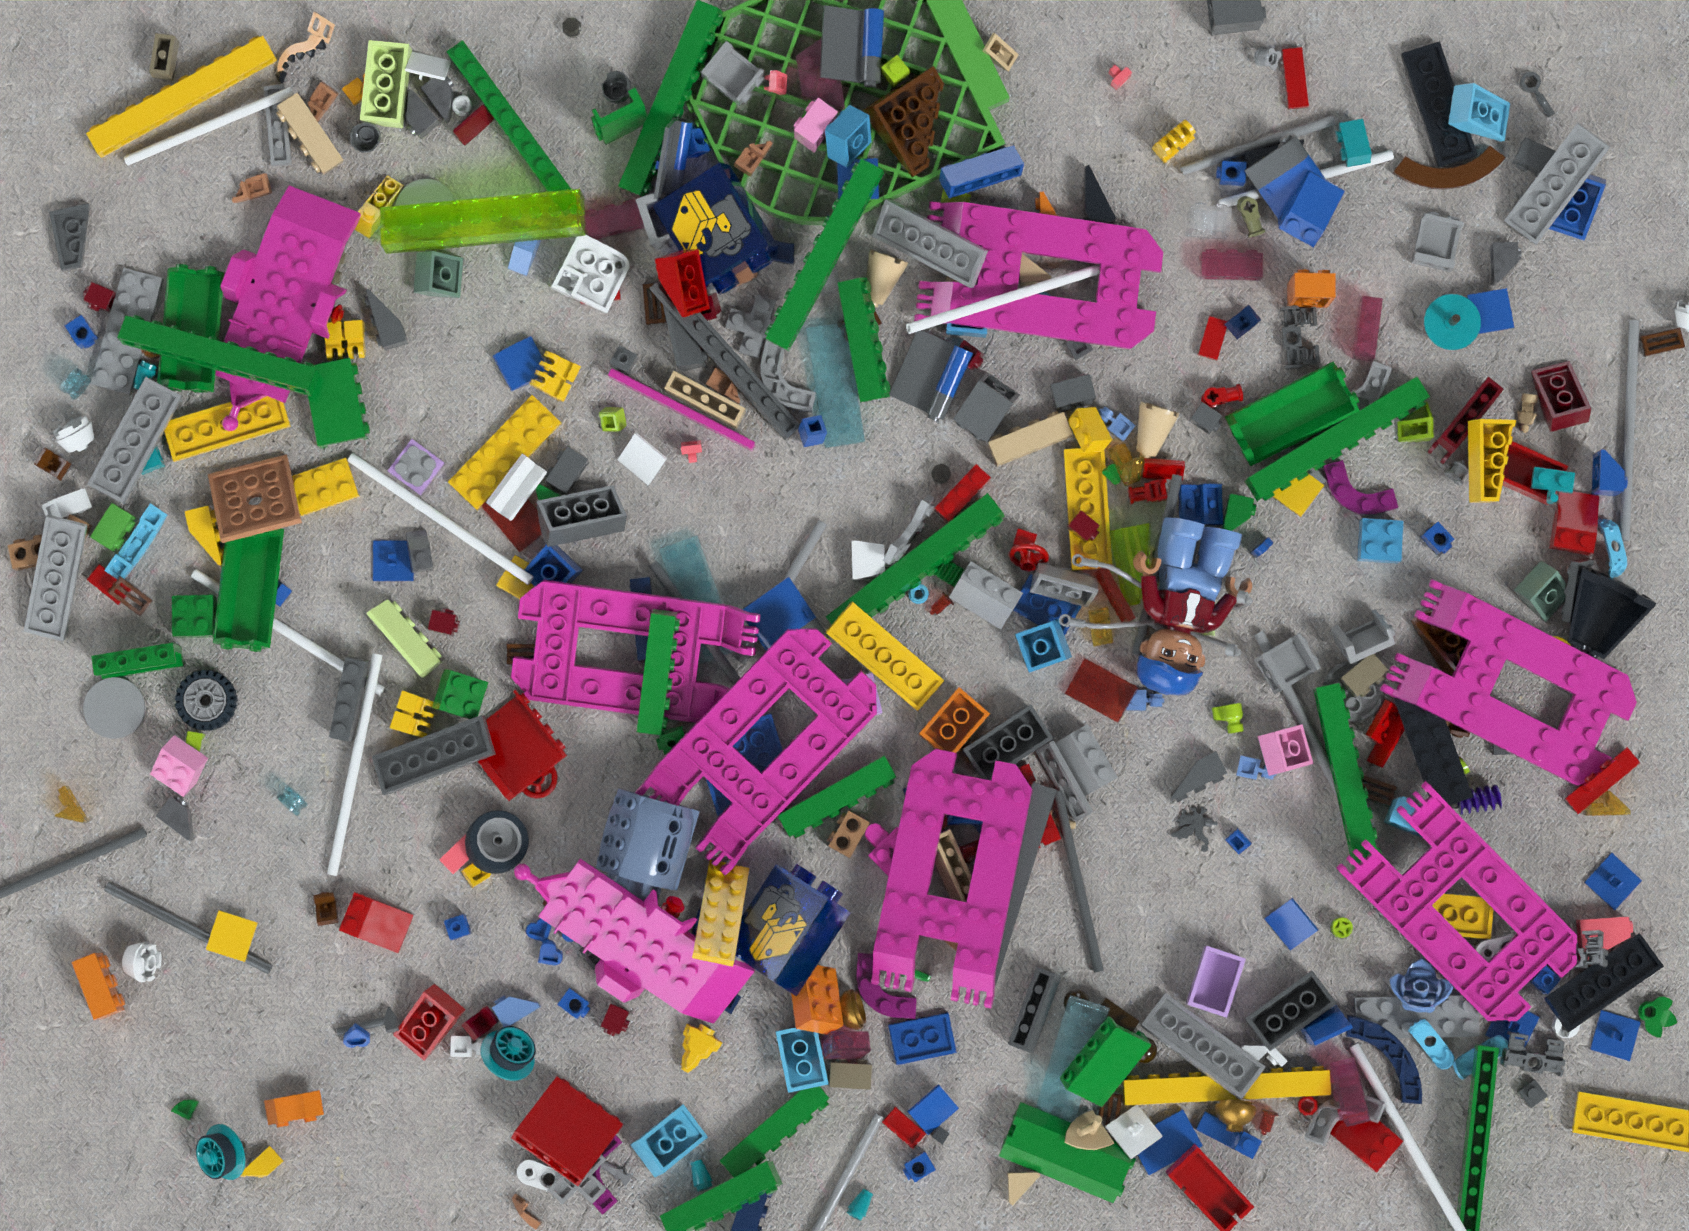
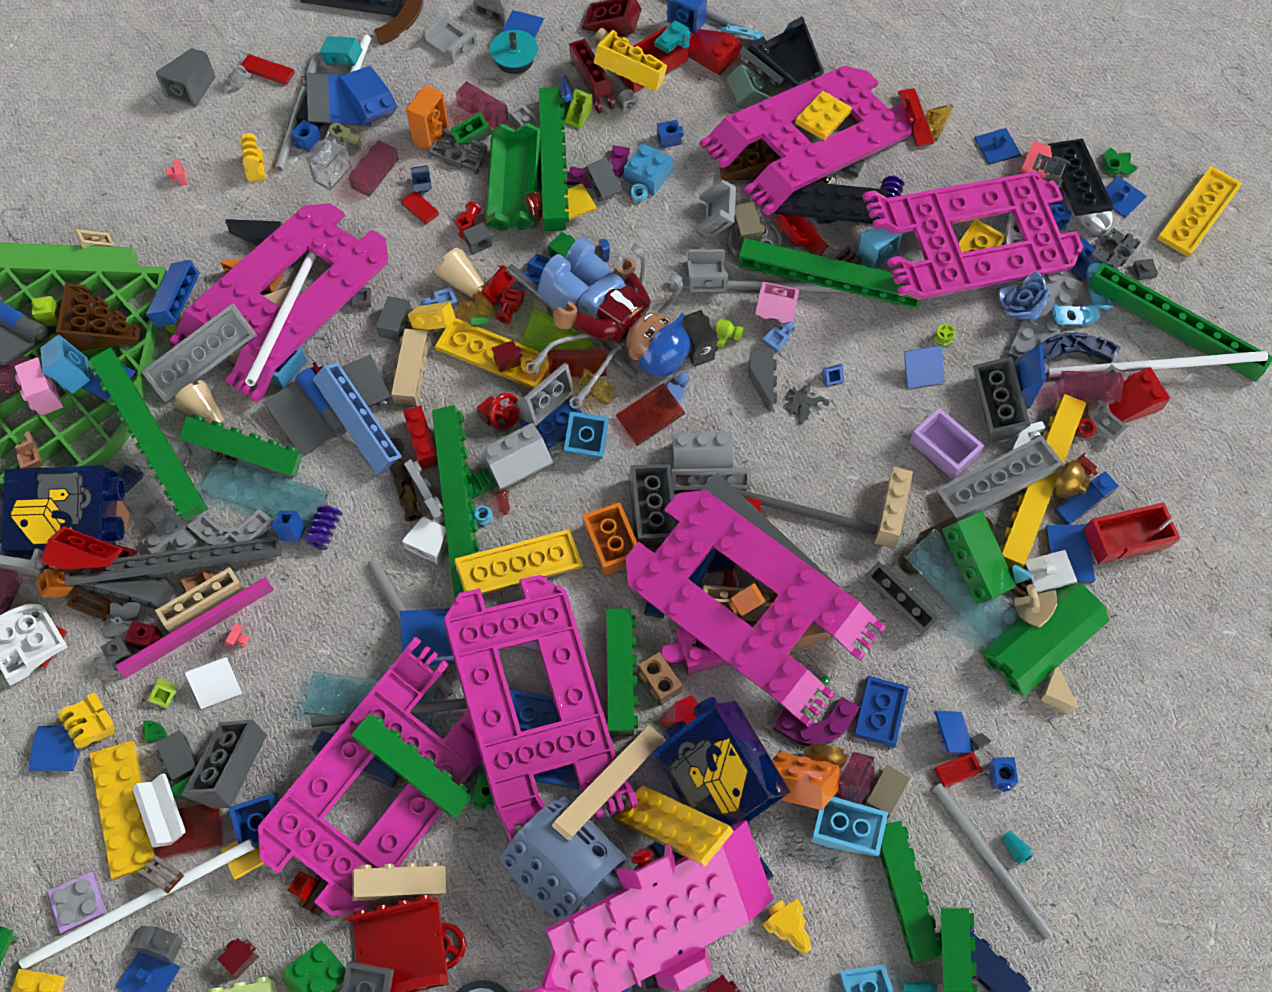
camera: 60 degrees left, 20 degrees down
(472, 508) = (152, 867): none -> tile
(522, 638) = (302, 885): none -> red tile
(563, 715) = (398, 882): none -> tan brick
(578, 434) = (153, 731): none -> green tile
(647, 262) = (52, 583): none -> orange brick
(650, 371) = (142, 635): none -> dark red brick
(651, 341) = (119, 620): none -> light grey piece
(728, 843) = (607, 783): none -> tan tile
(827, 869) = (679, 711): none -> red slope
(829, 459) = (321, 526): none -> dark purple piece
(900, 514) = (405, 492): none -> dark brown piece
(944, 428) = (357, 417): none -> medium blue brick
(948, 876) = (746, 600): none -> orange slope
(1114, 1105) = (1020, 574): none -> medium azure slope
(1121, 962) = (893, 507): none -> tan brick
(1204, 694) = (702, 338): none -> clear smoke brick
(1265, 457) = (534, 205): none -> clear red cone
(1328, 337) = (472, 128): none -> green slope
(1339, 503) = (602, 178): none -> dark grey brick
(1343, 545) = (633, 192): none -> medium azure plate
(1432, 403) = (565, 88): none -> blue axle
(1534, 688) = (823, 115): none -> yellow plate

